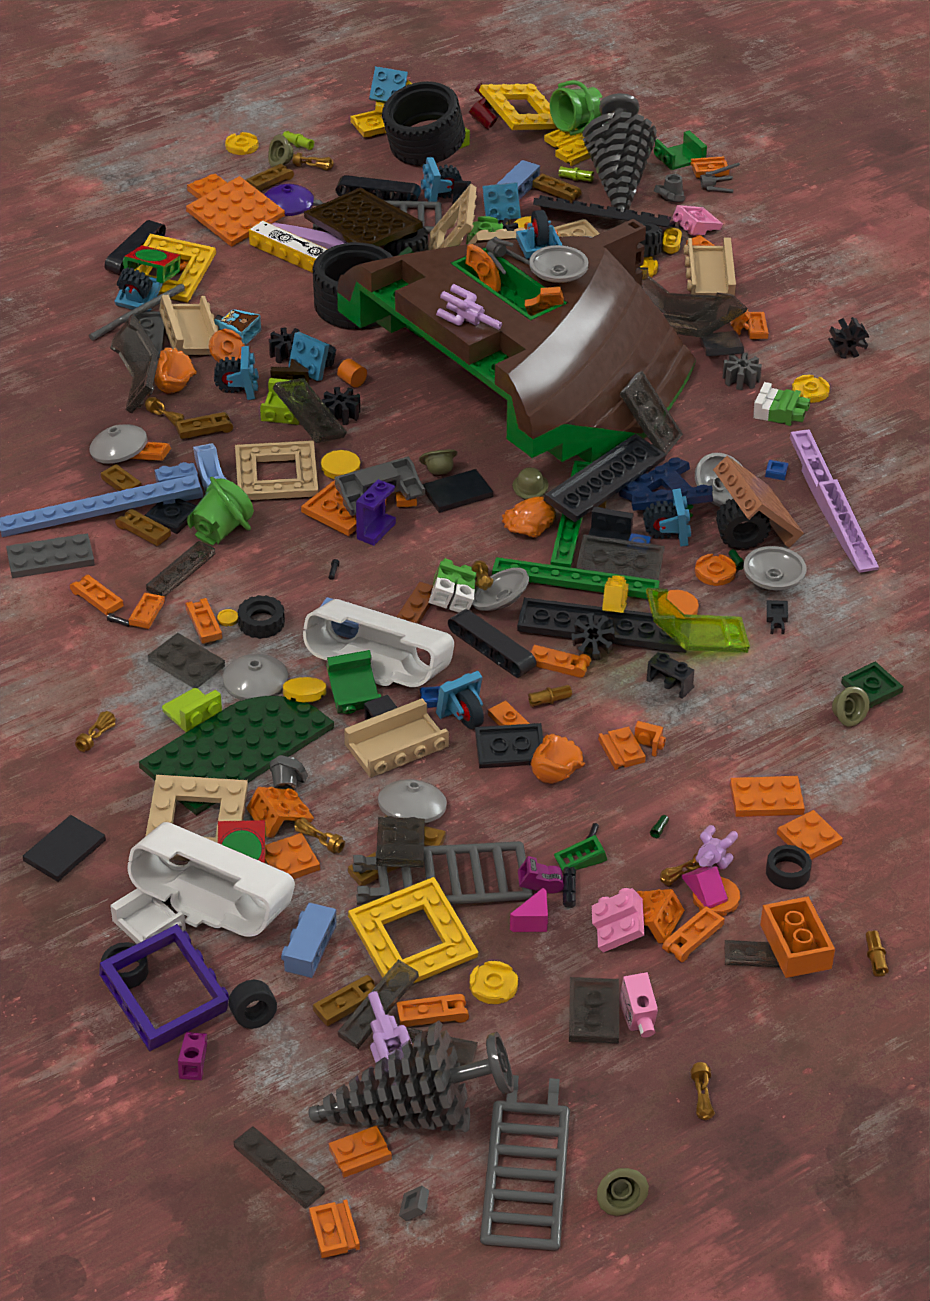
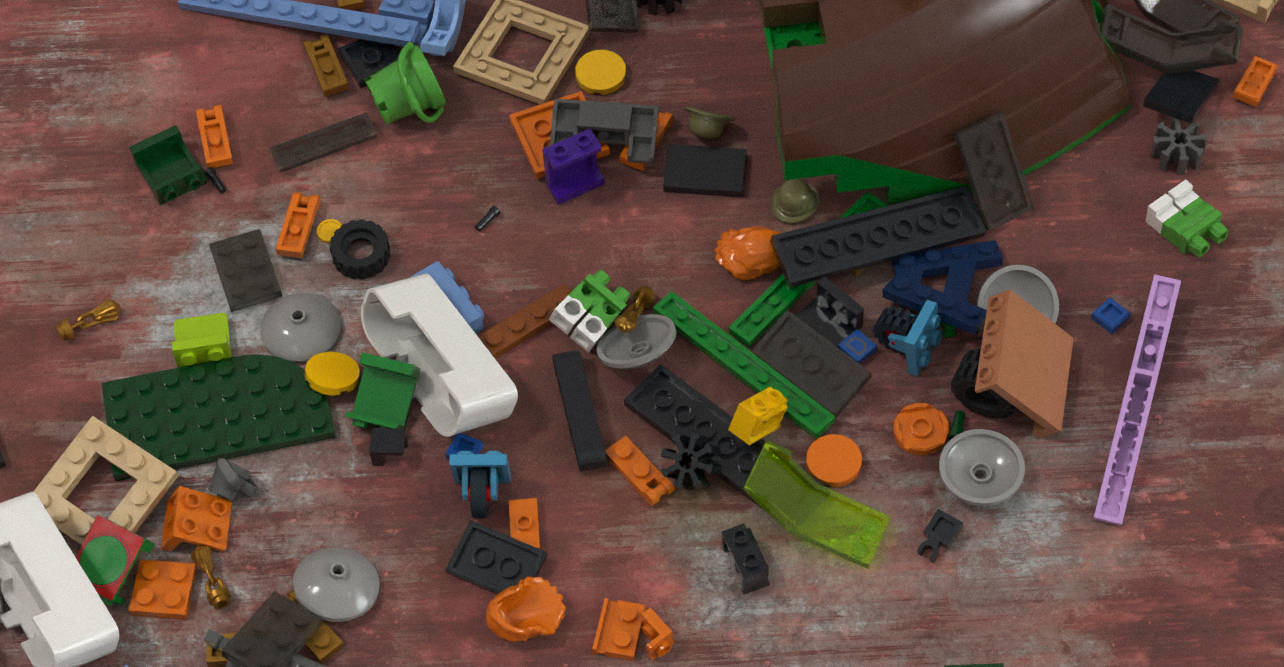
camera: 35 degrees right, 15 degrees up
(50, 555) = (207, 58): dark grey plate -> none
(76, 624) = (167, 165): none -> dark green panel
(146, 610) = (249, 182): orange plate -> none
(395, 738) = (382, 489): tan panel -> none
(549, 695) = (591, 515): pearl gold axle -> none
(740, 322) = (1246, 58): orange plate -> none
(814, 388) = (1251, 209): yellow tile -> none

